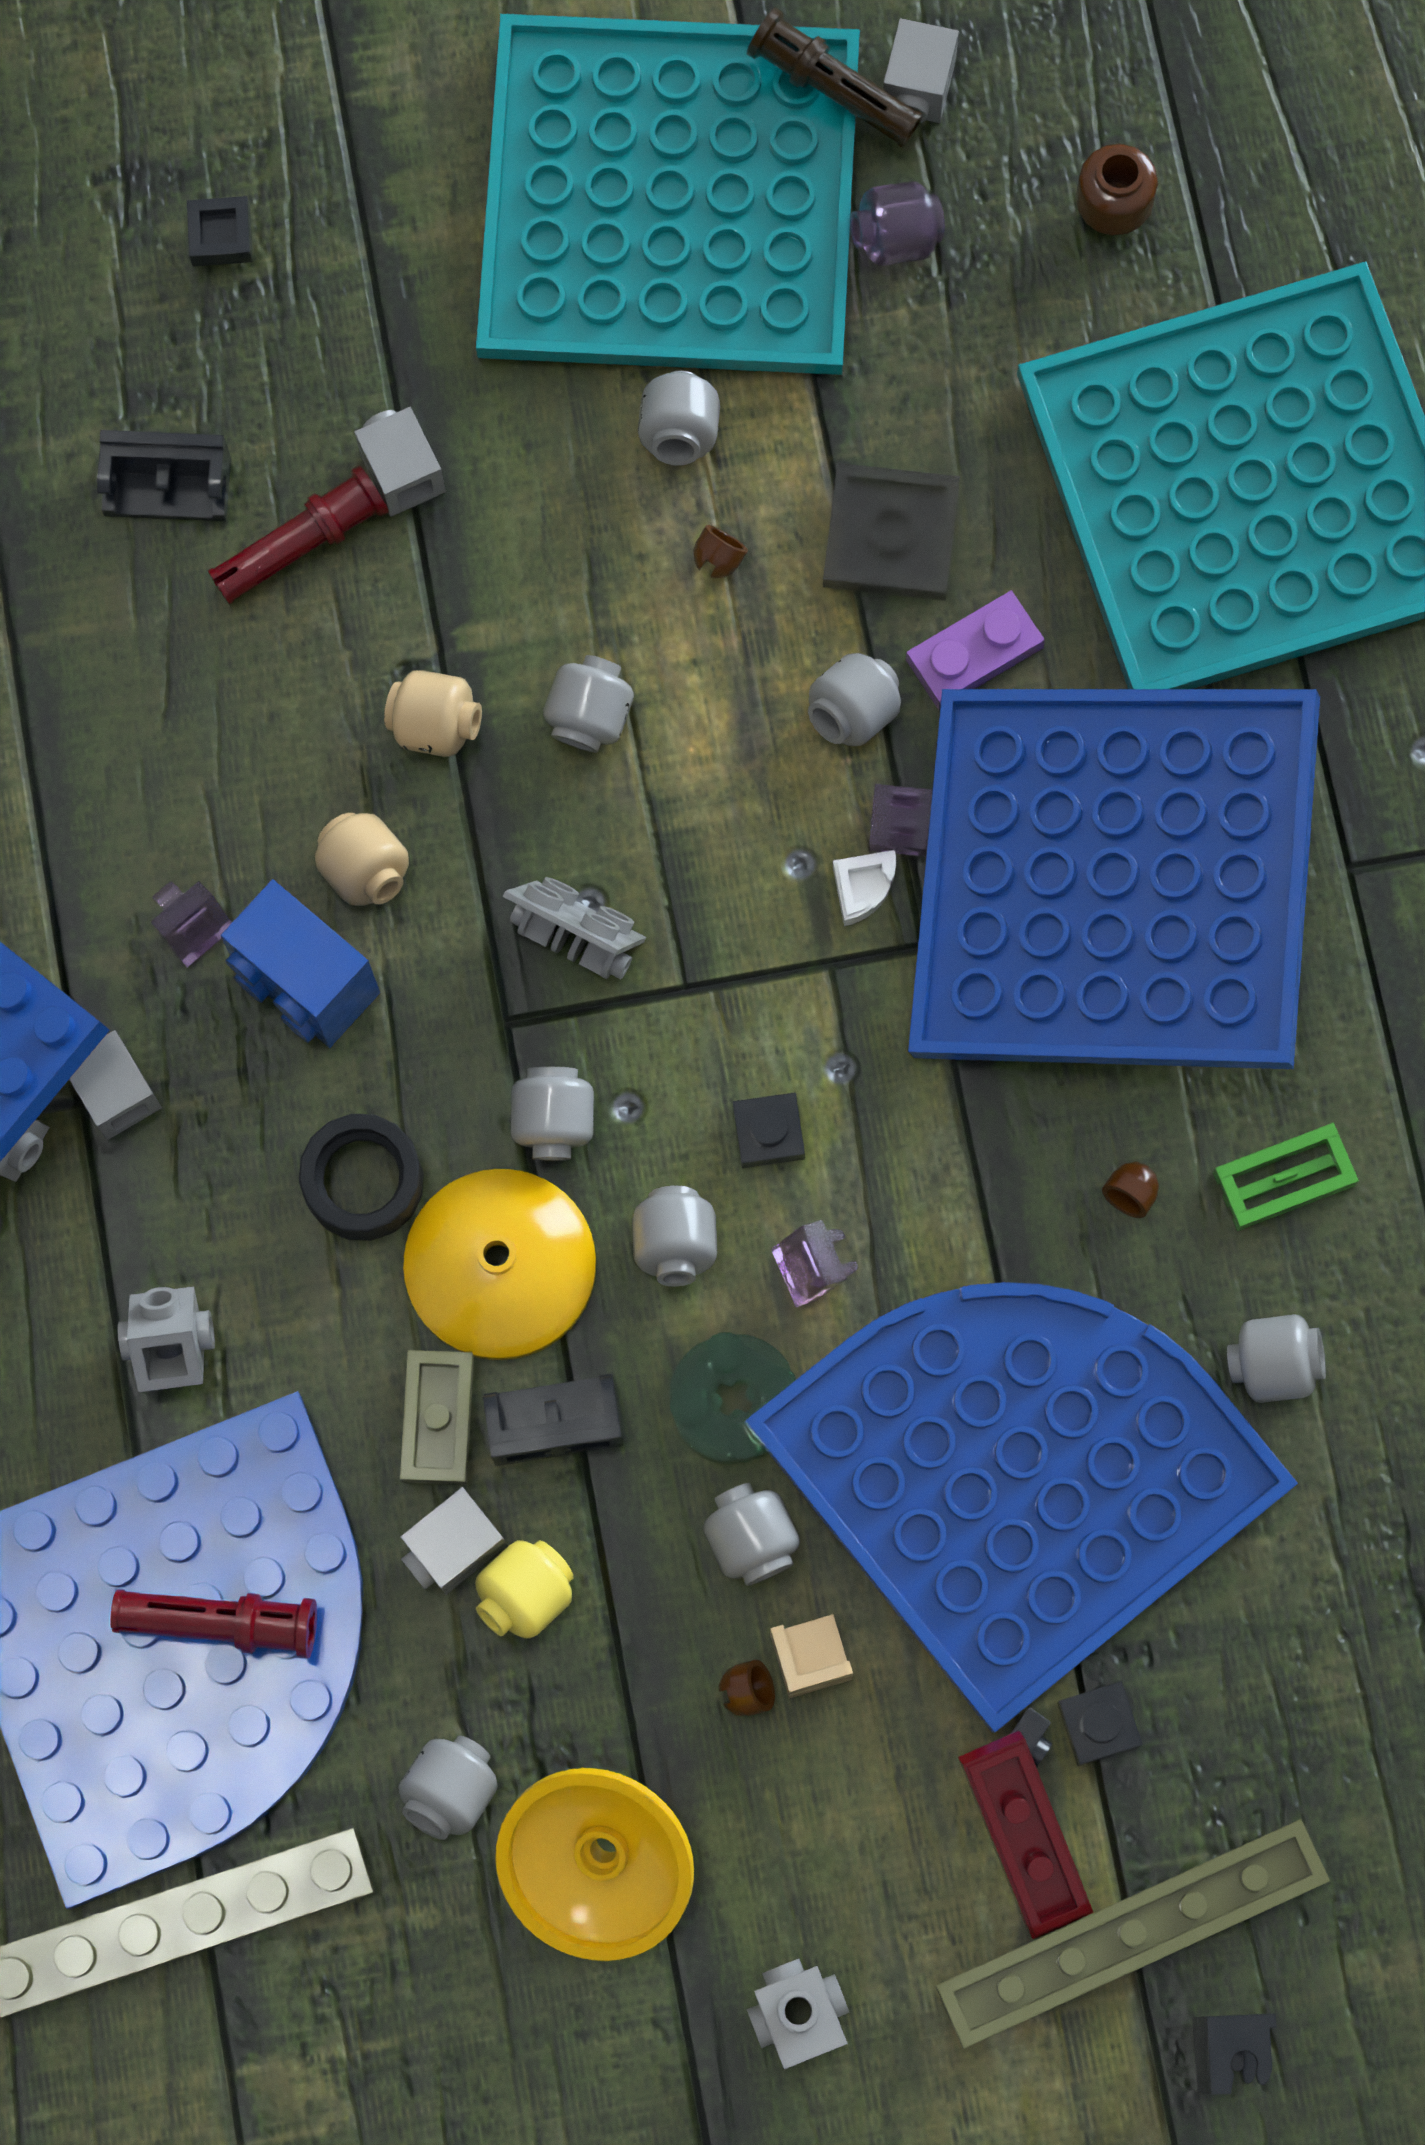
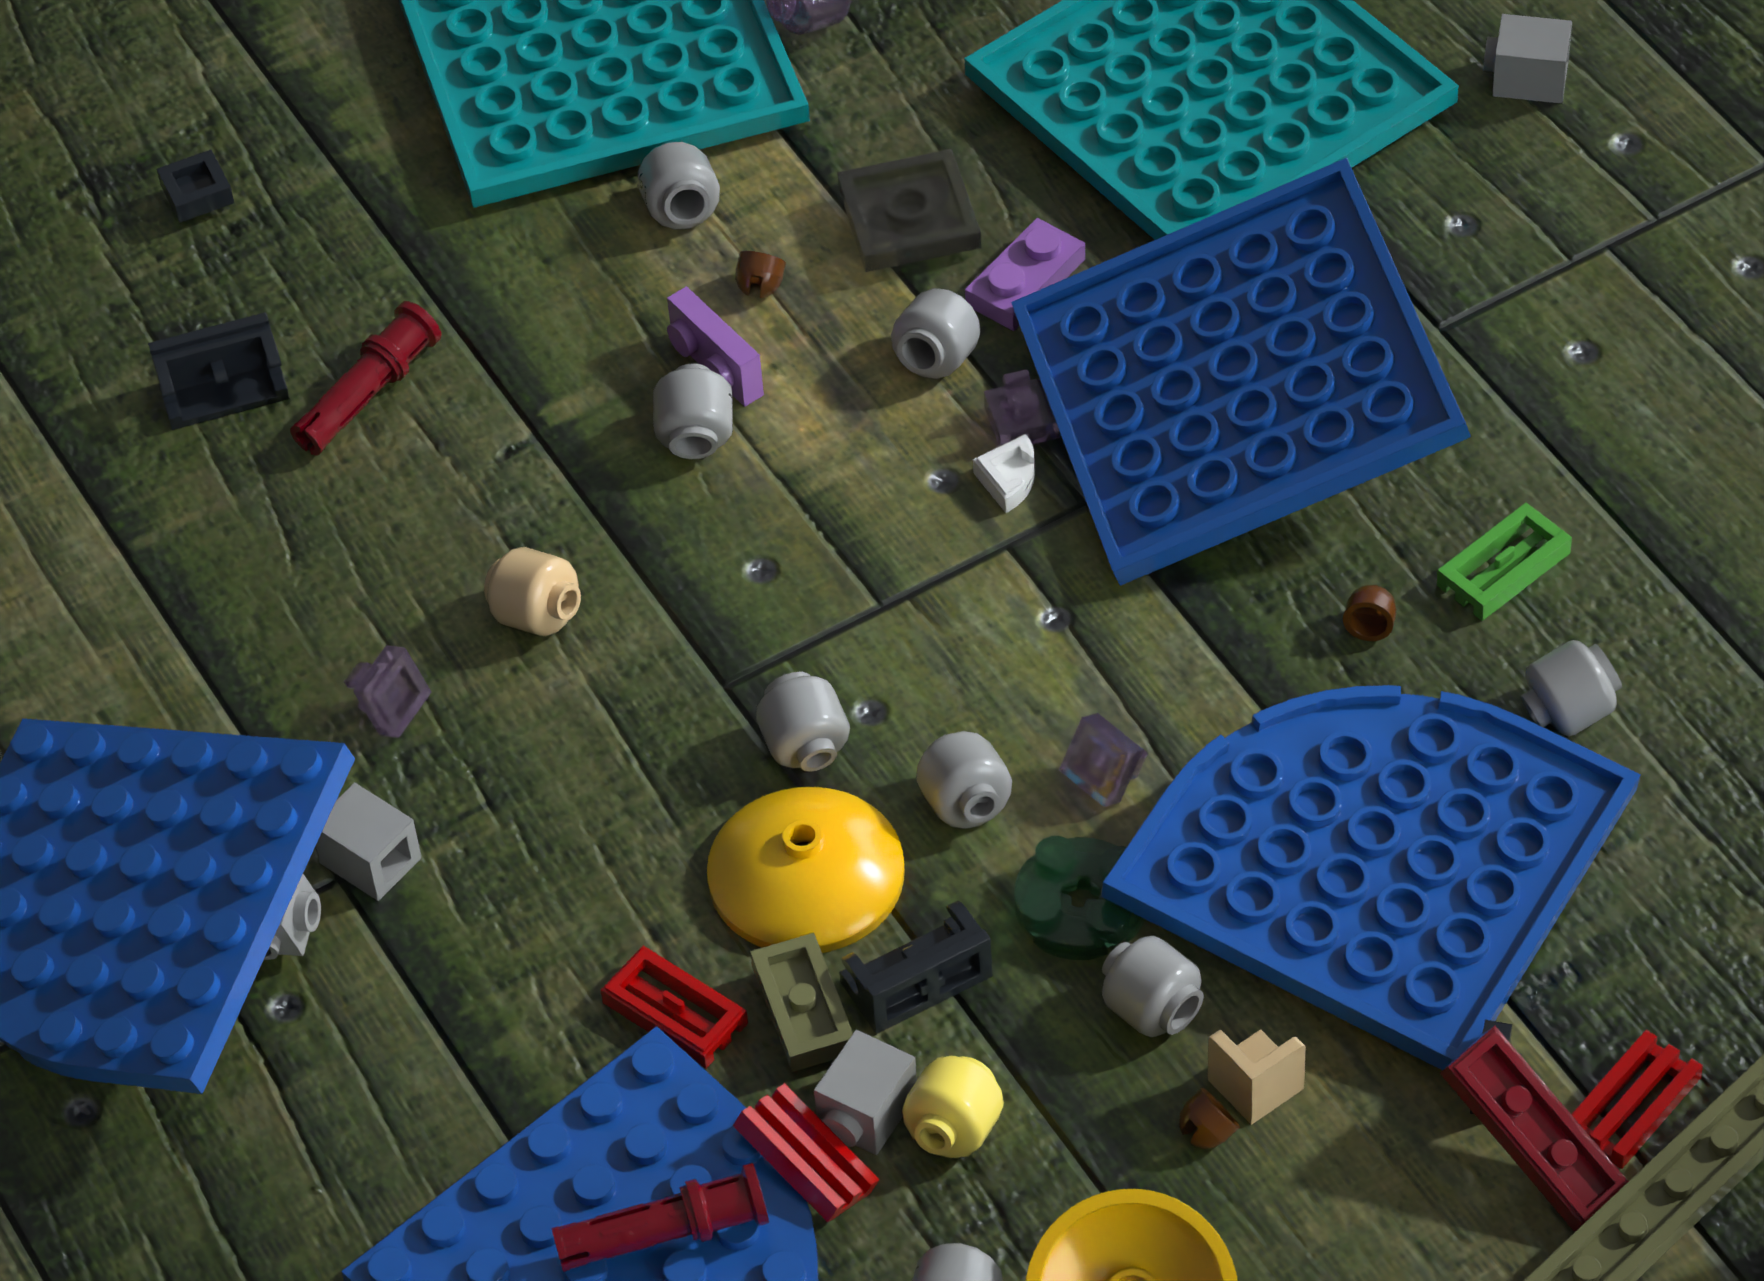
camera: 20 degrees left, 25 degrees down
(166, 1338) = (529, 1023): light grey brick -> none
(300, 964) = (513, 674): blue brick -> none
(345, 1131) = (642, 876): black tyre -> none
(352, 1415) = (714, 1036): none -> red tile
(396, 1576) = (807, 1147): none -> red tile
(399, 460) = (441, 287): light grey brick -> none
(432, 713) = (550, 462): tan head -> none
(554, 904) = (779, 558): light grey hinge -> none
(644, 656) = (713, 343): none -> medium lavender plate
(768, 1130) = (1012, 681): black plate -> none
(1099, 1723) = (1558, 1035): black plate -> none
(1186, 1791) = (1662, 1062): none -> red tile

